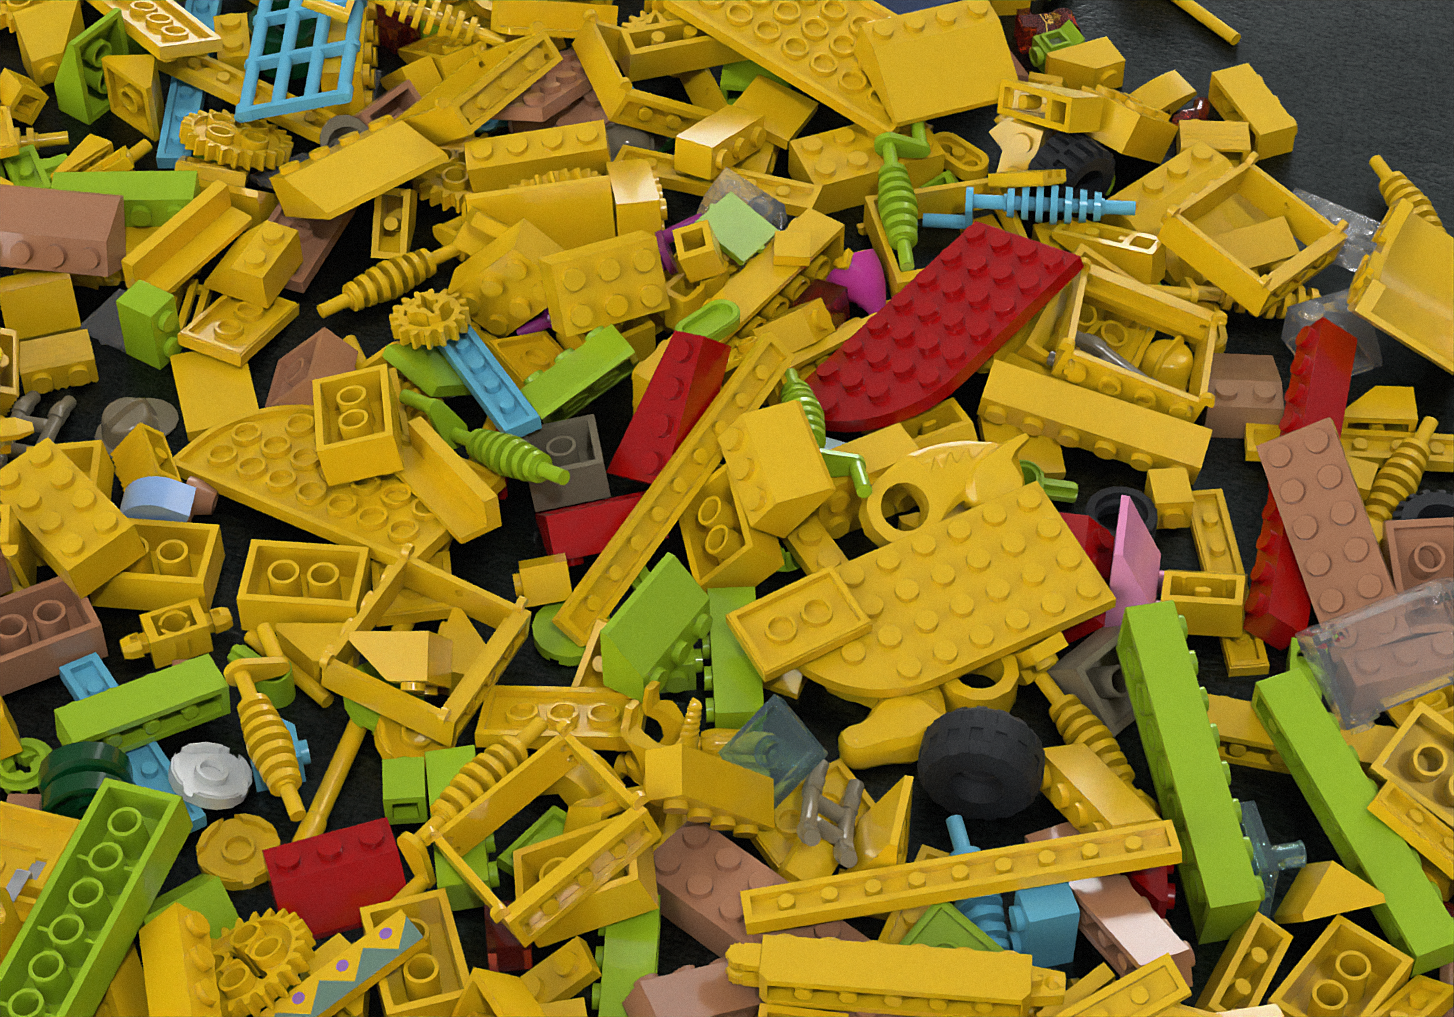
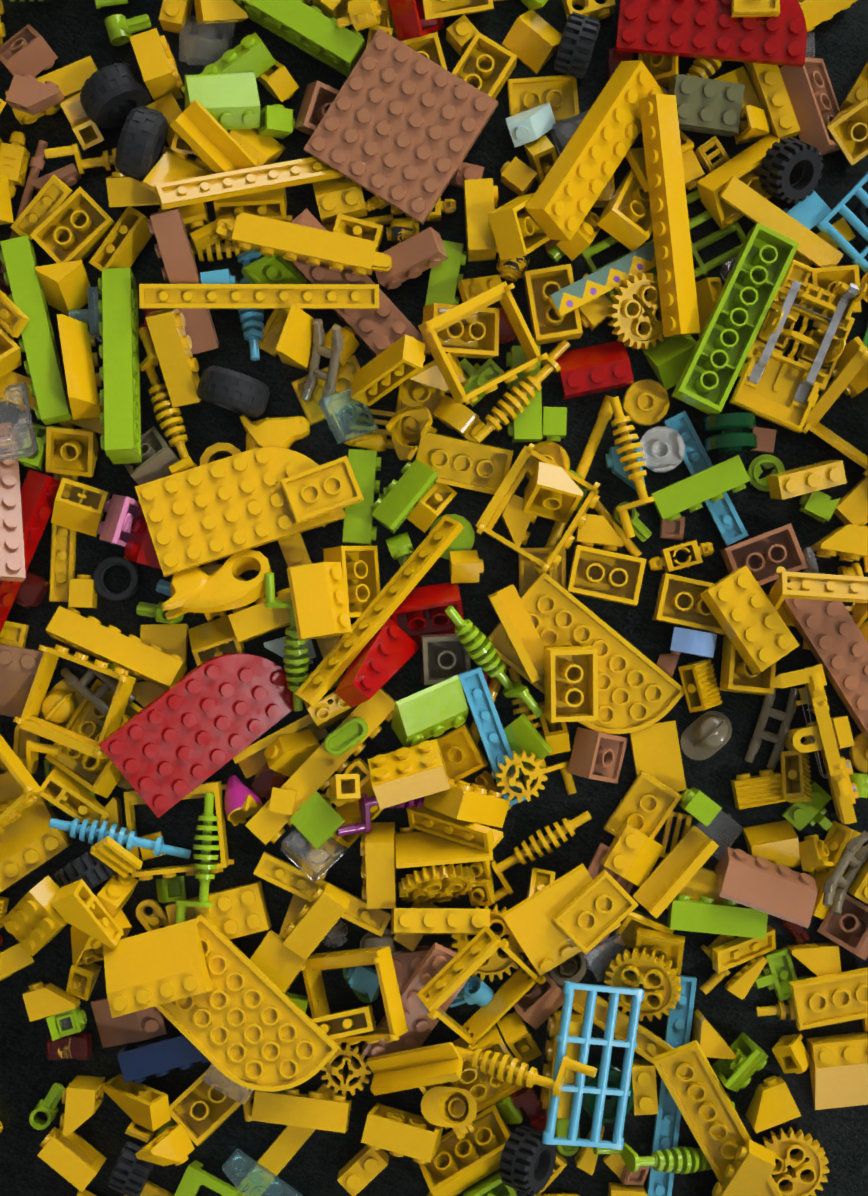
camera: 170 degrees left, 40 degrees up
(308, 168) = (595, 911): none -> yellow tile
(1236, 665) = (71, 451): none -> yellow slope
(1249, 497) = (32, 590): none -> clear red brick
(1262, 760) = (79, 368): none -> yellow slope

